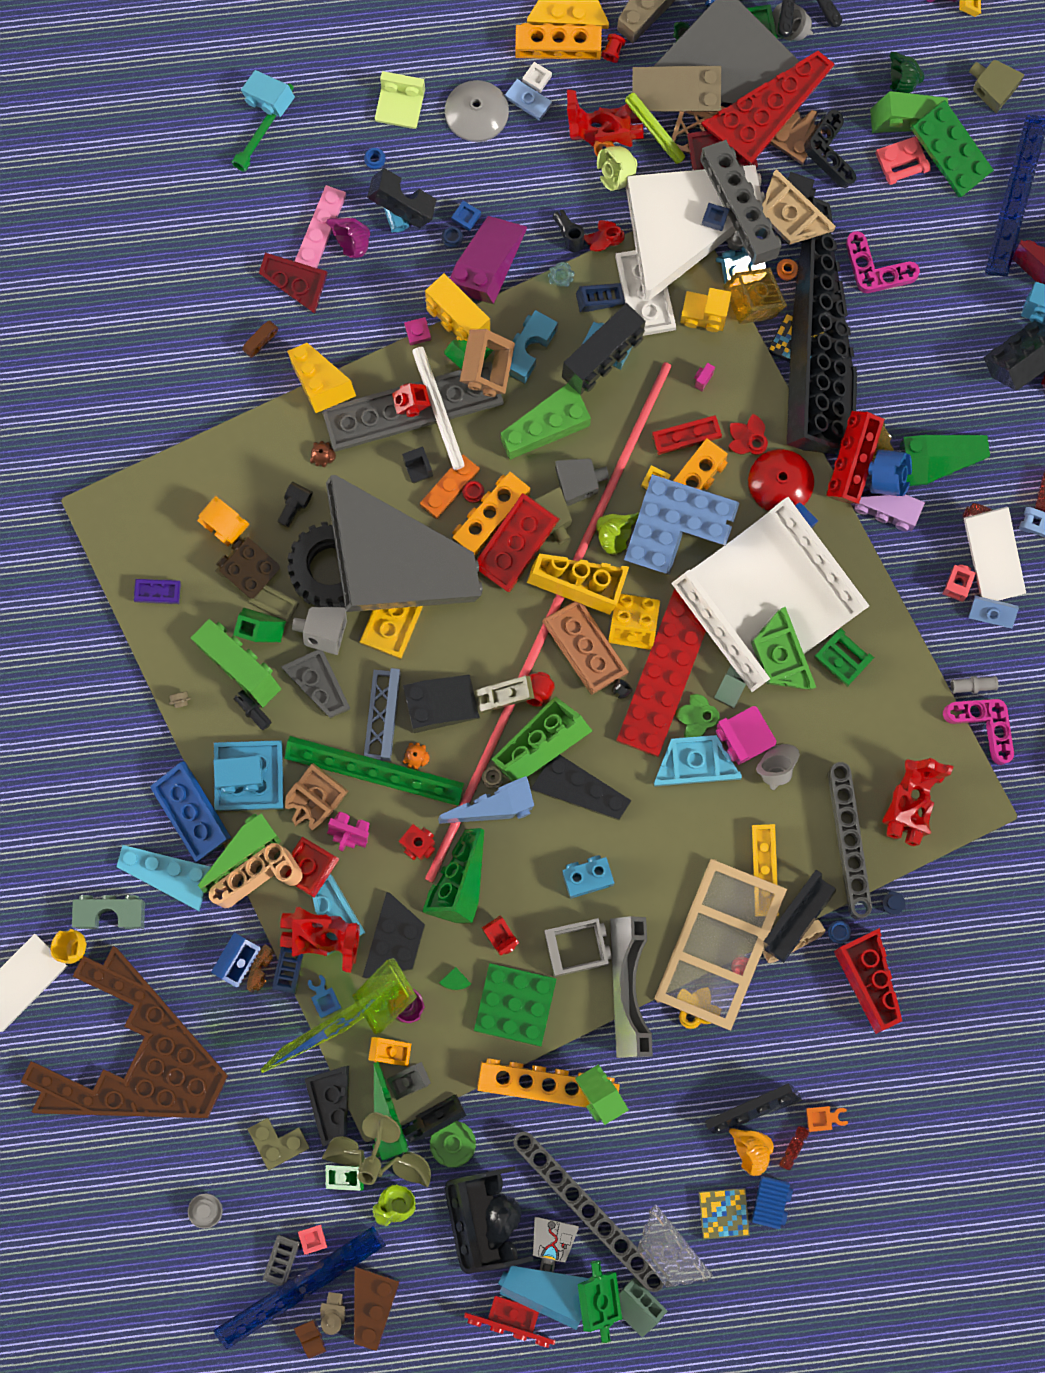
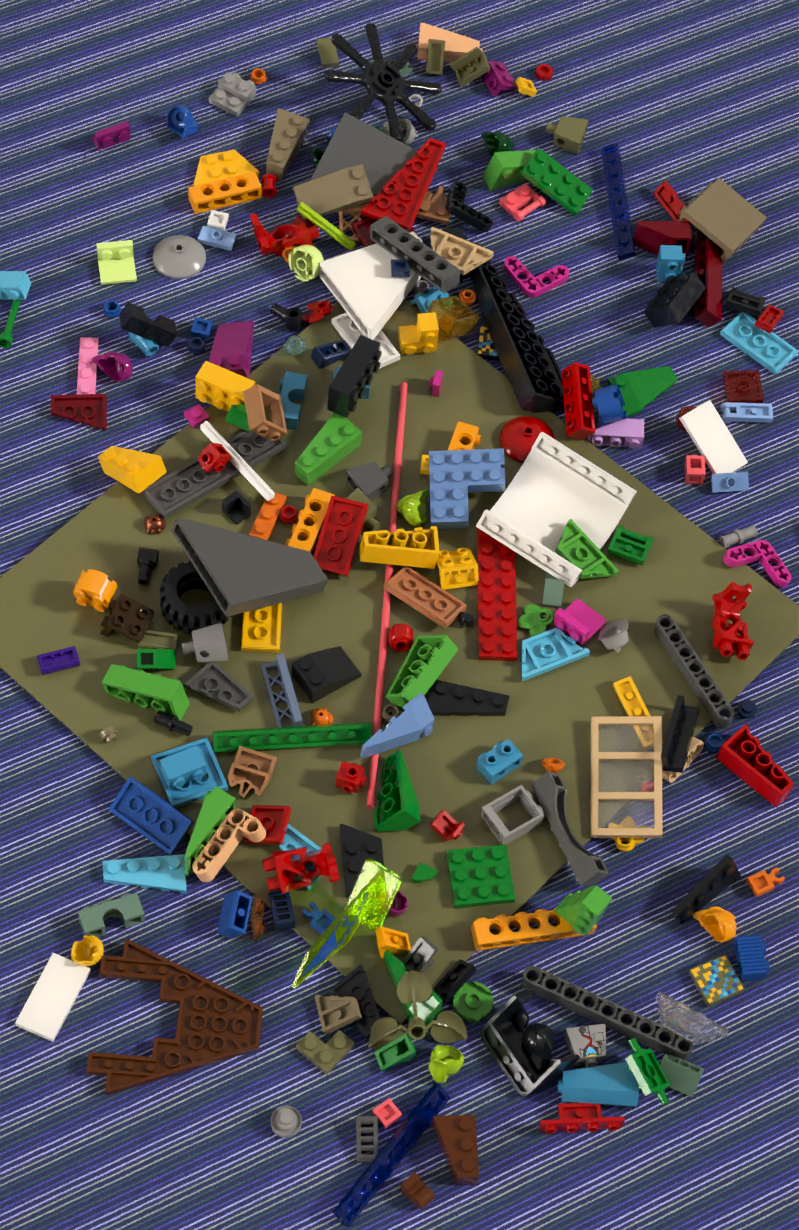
camera: 25 degrees left, 20 degrees down
(260, 339) = (70, 457): reddish brown beam -> none
(302, 1107) = (336, 1011): none -> dark tan wing
(332, 1314) = (429, 1160): dark tan hips -> none
(347, 834) = (290, 788): dark pink hips -> none
(504, 694) = (375, 647): plate -> none
(646, 900) = (553, 764): none -> orange animal
(686, 435) = (439, 427): red plate -> none
(745, 435) = (487, 415): red plate -> none
(794, 1148) = (750, 912): clear red axle -> none

